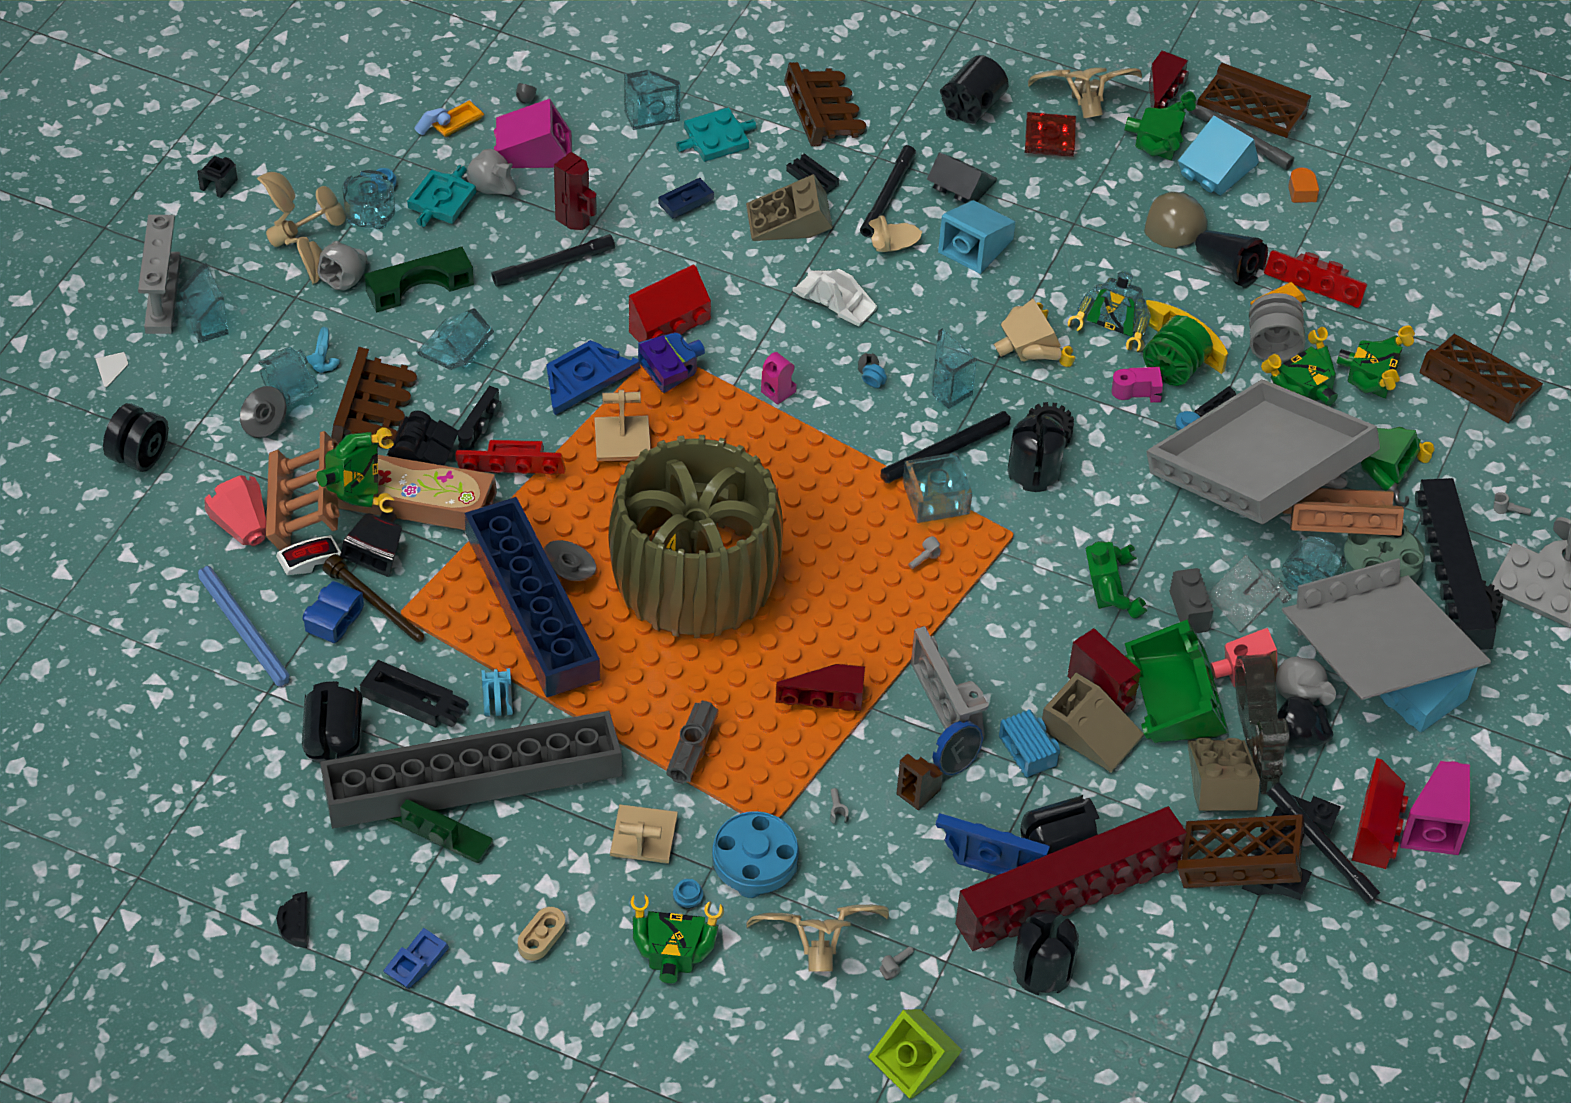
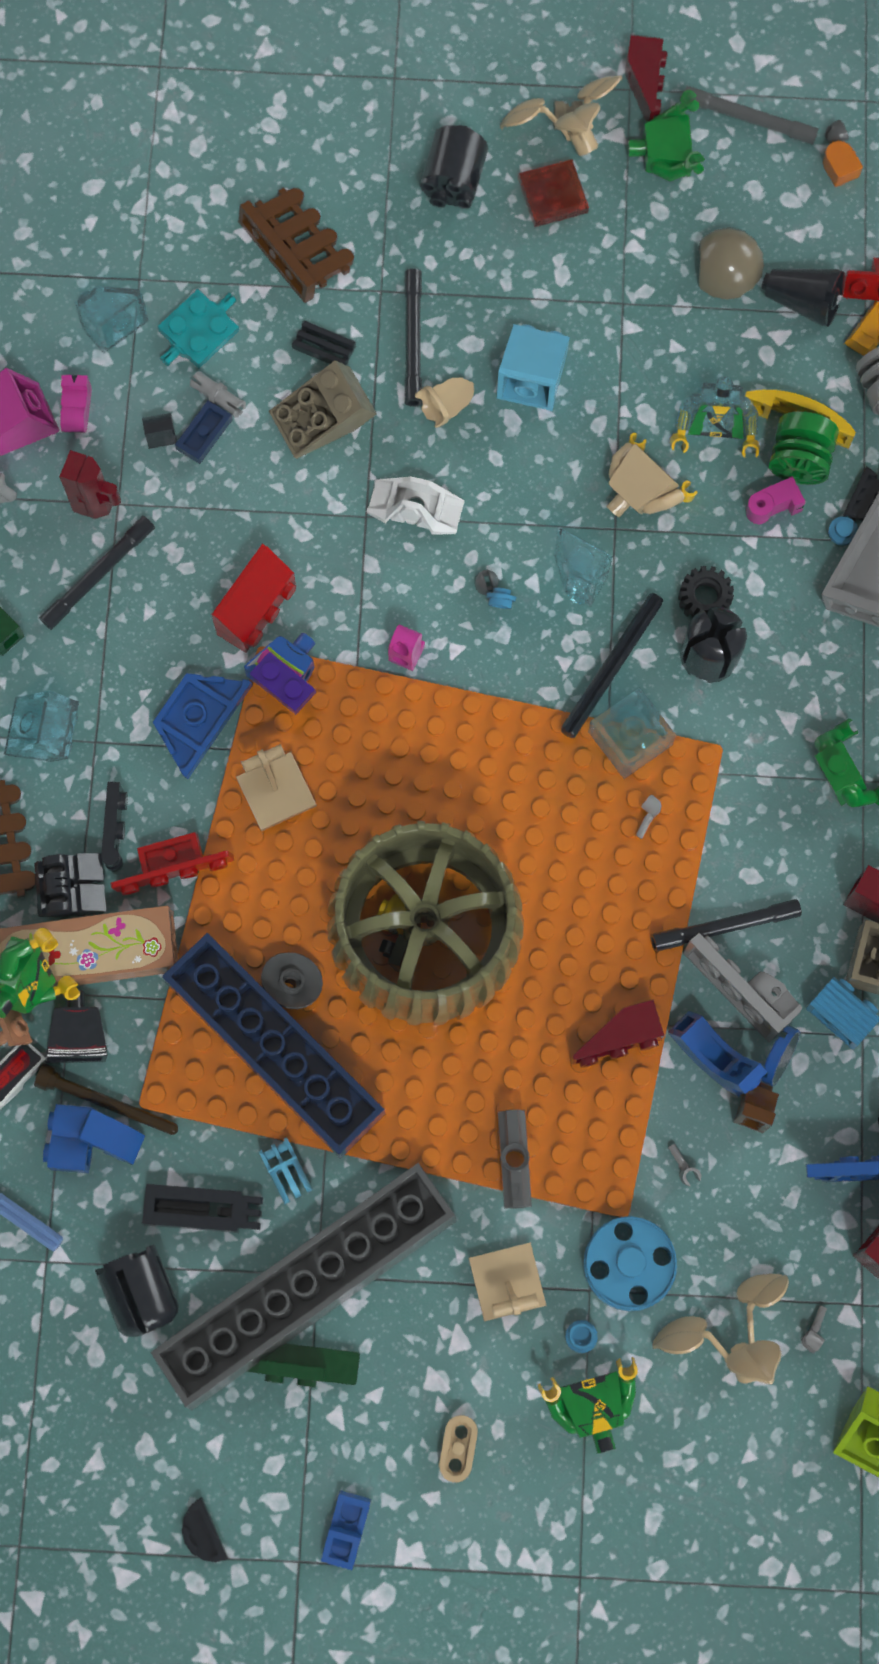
camera: 20 degrees left, 25 degrees up
(370, 621) = (111, 1136): none -> blue slope
(595, 146) = (75, 403): none -> dark pink leg
(650, 185) = (159, 430): none -> black brick
(710, 177) = (218, 394): none -> light grey pin
(899, 730) = (715, 1056): none -> blue arch
(959, 177) = (484, 292): black slope -> none
(1001, 657) = (679, 936): none -> black piece
(1218, 157) = (743, 163): medium azure slope -> none
(1256, 90) = (751, 50): reddish brown fence -> none
(1308, 162) = (836, 132): none -> dark grey hinge

